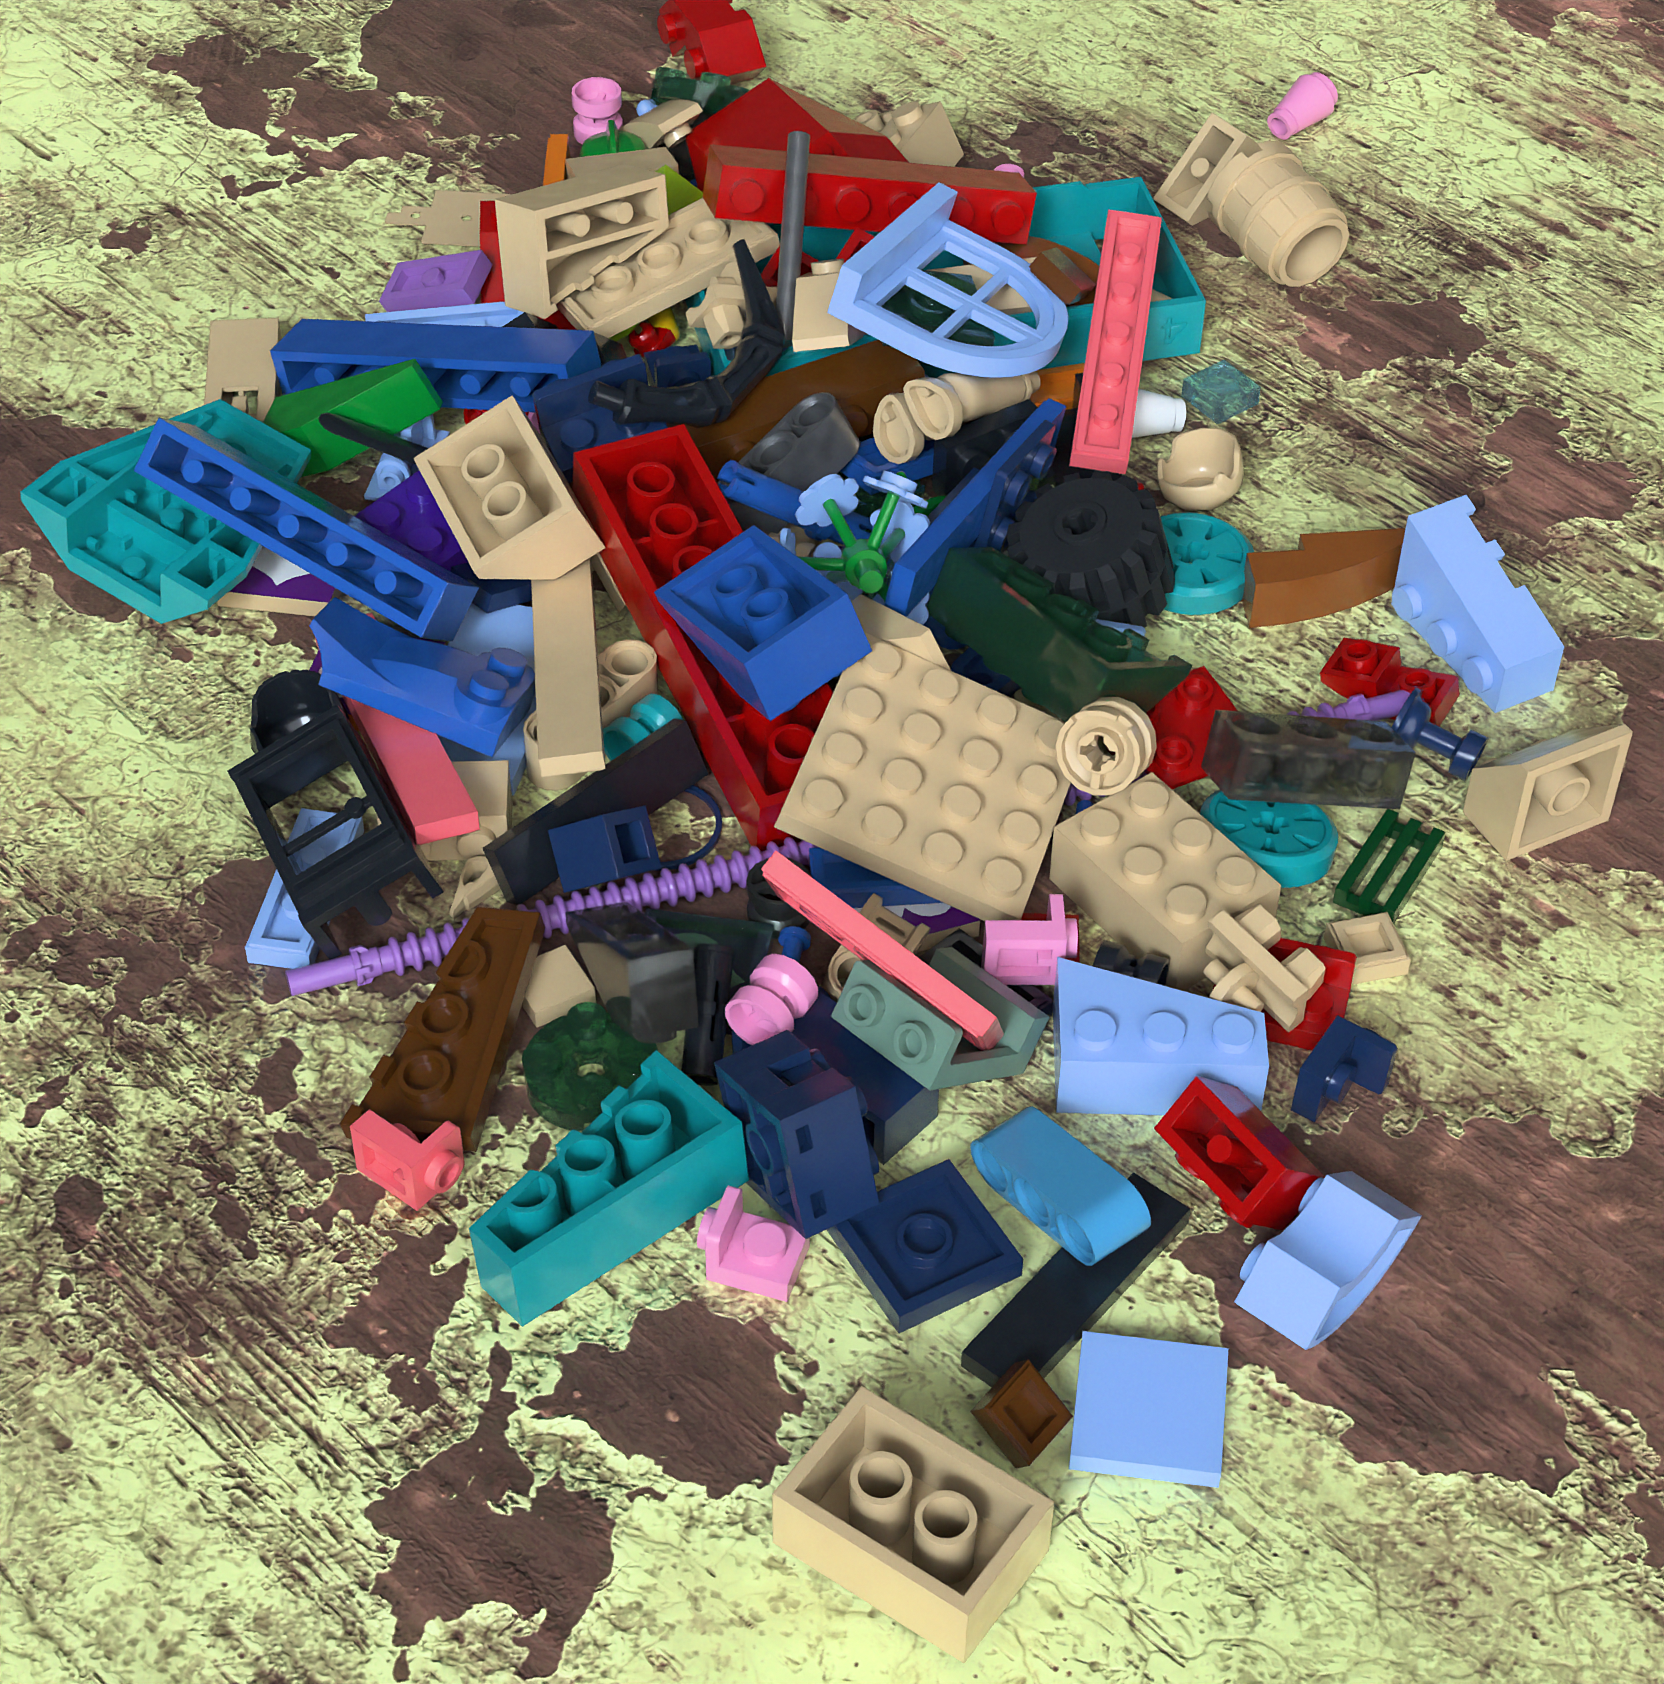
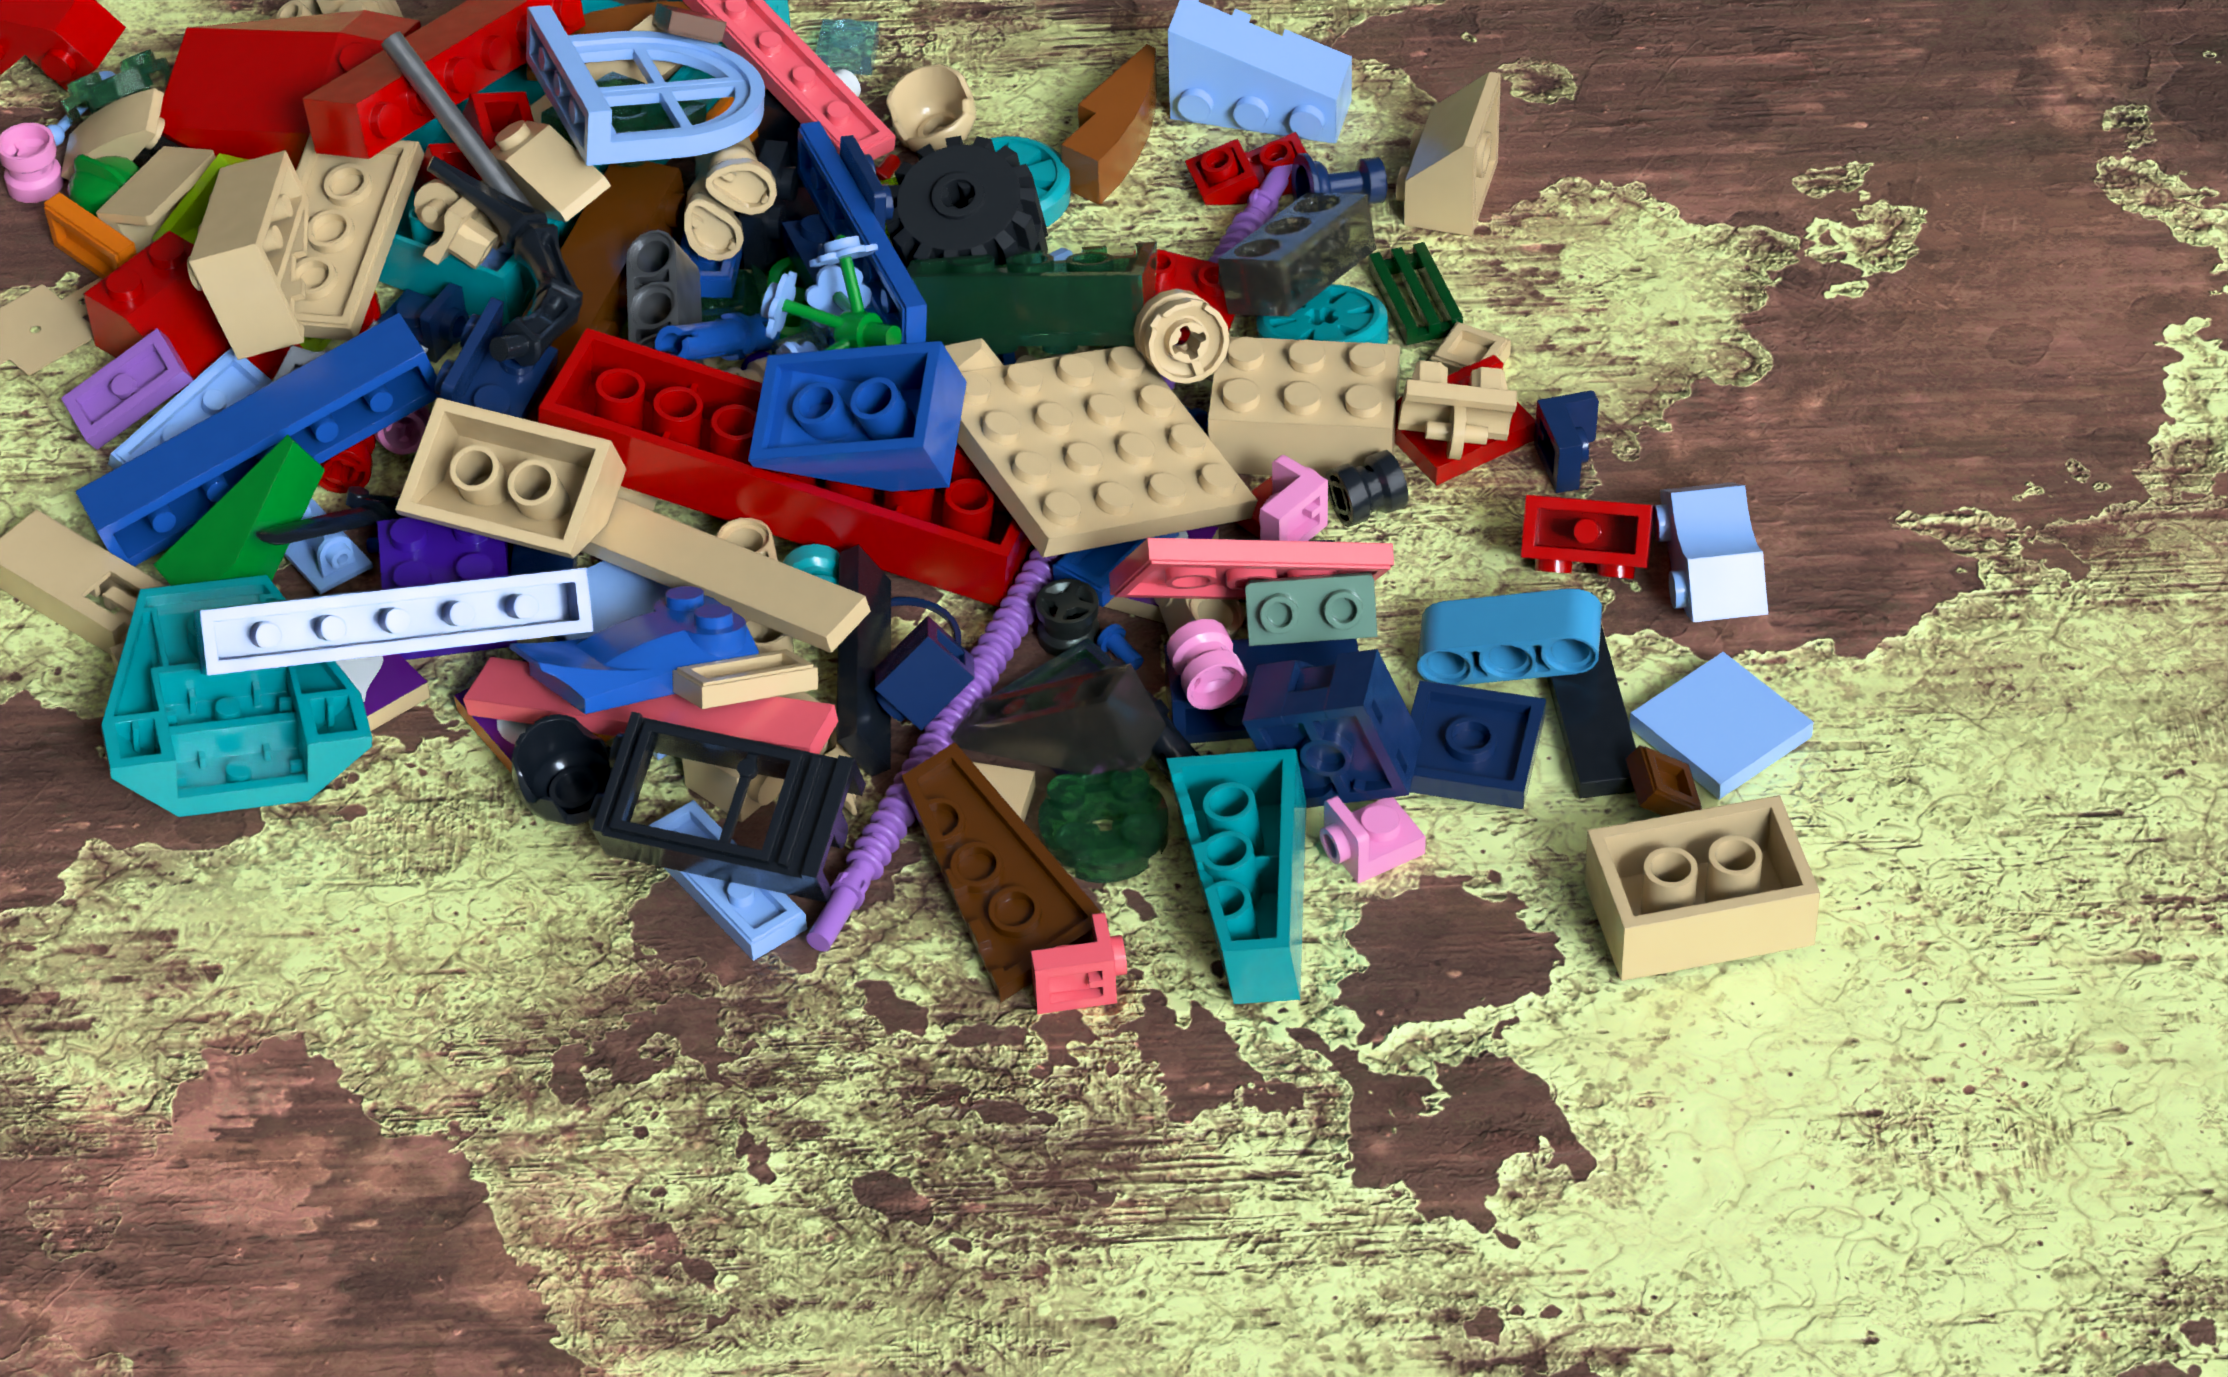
camera: 45 degrees left, 0 degrees up
(456, 747) = (745, 679): none -> tan tile
(1141, 1043) = (1442, 513): light blue wedge -> none

